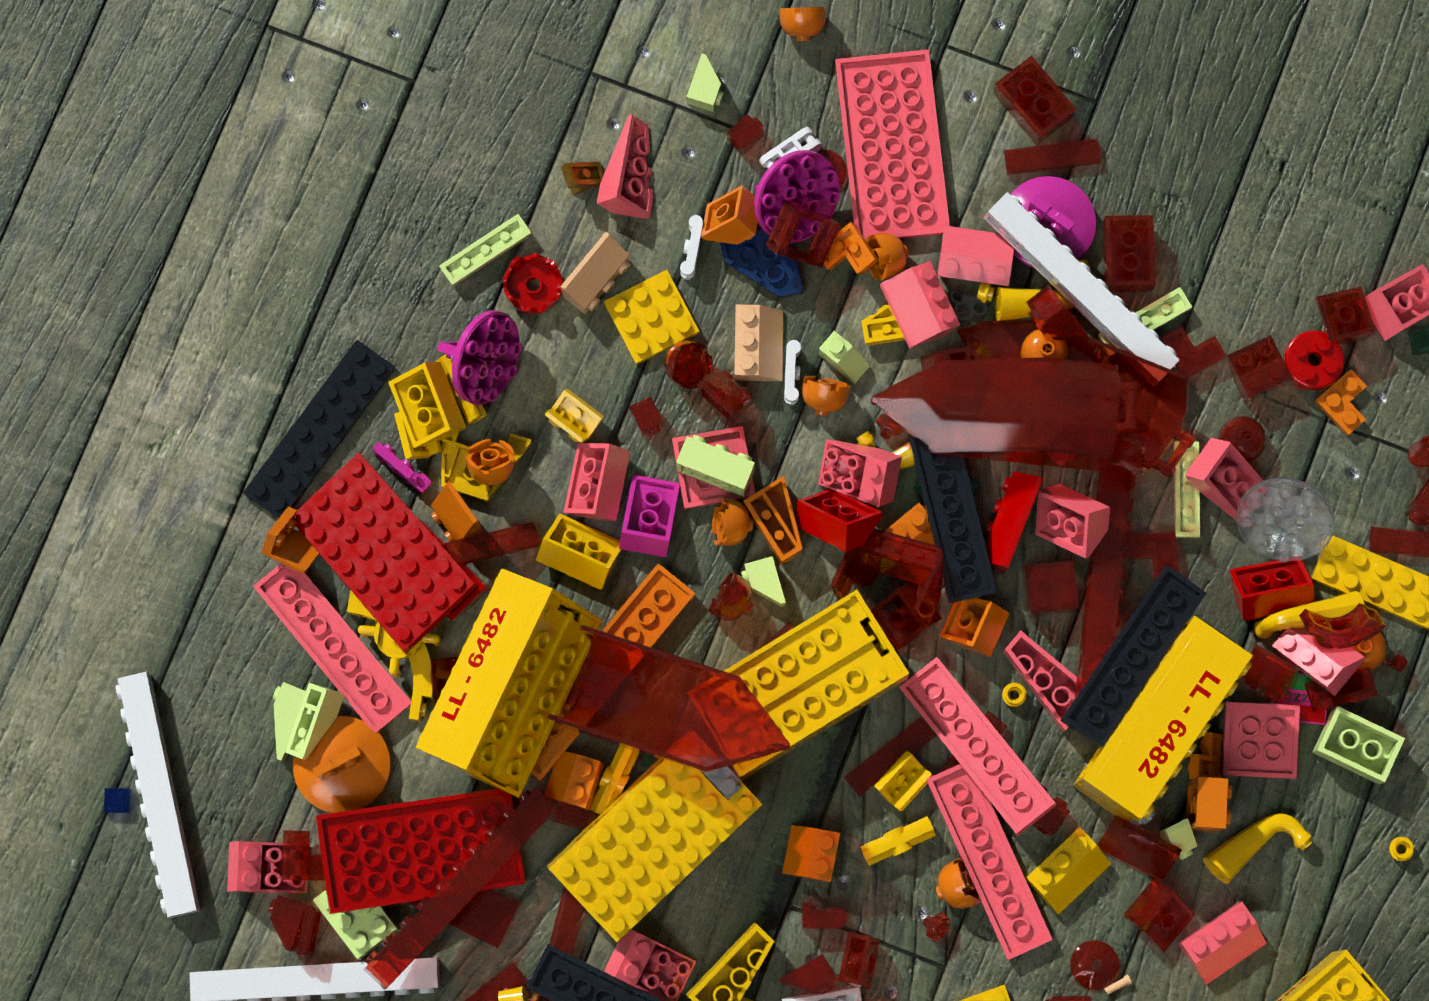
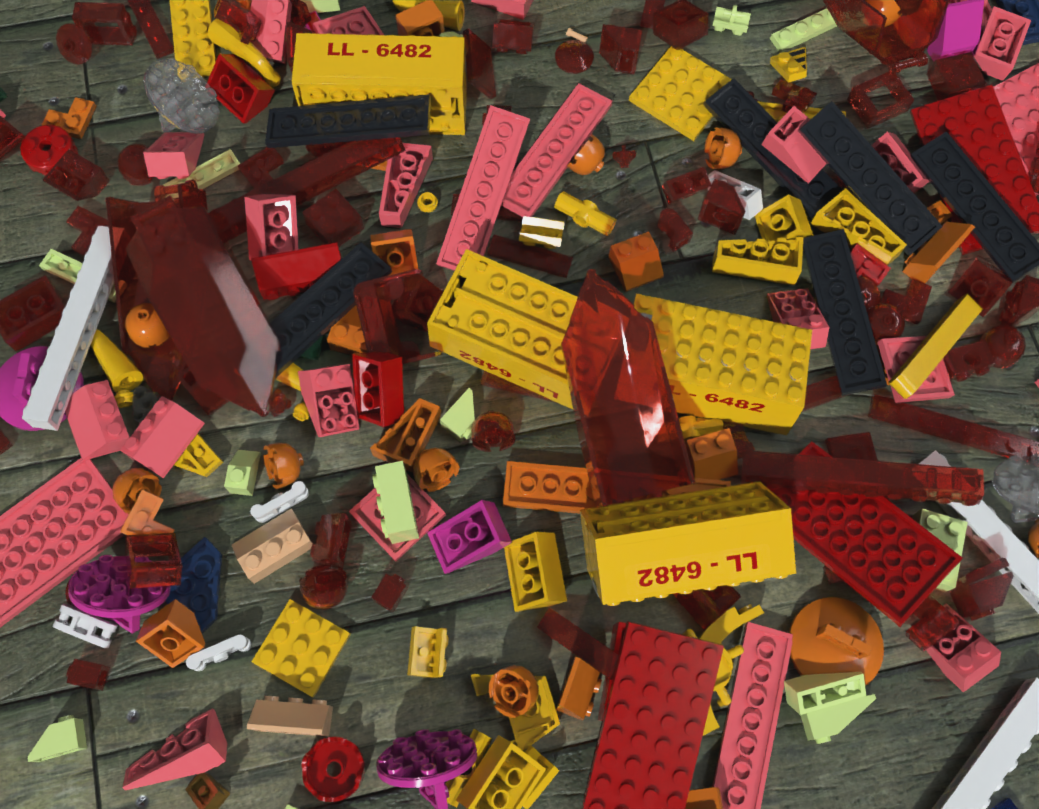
camera: 130 degrees left, 10 degrees down
(402, 468) = (567, 769): dark pink hinge -> none
(597, 481) = (470, 597): coral slope -> none
(1054, 317) = (111, 327): clear red slope -> none
(1068, 870) = (527, 102): yellow slope -> none

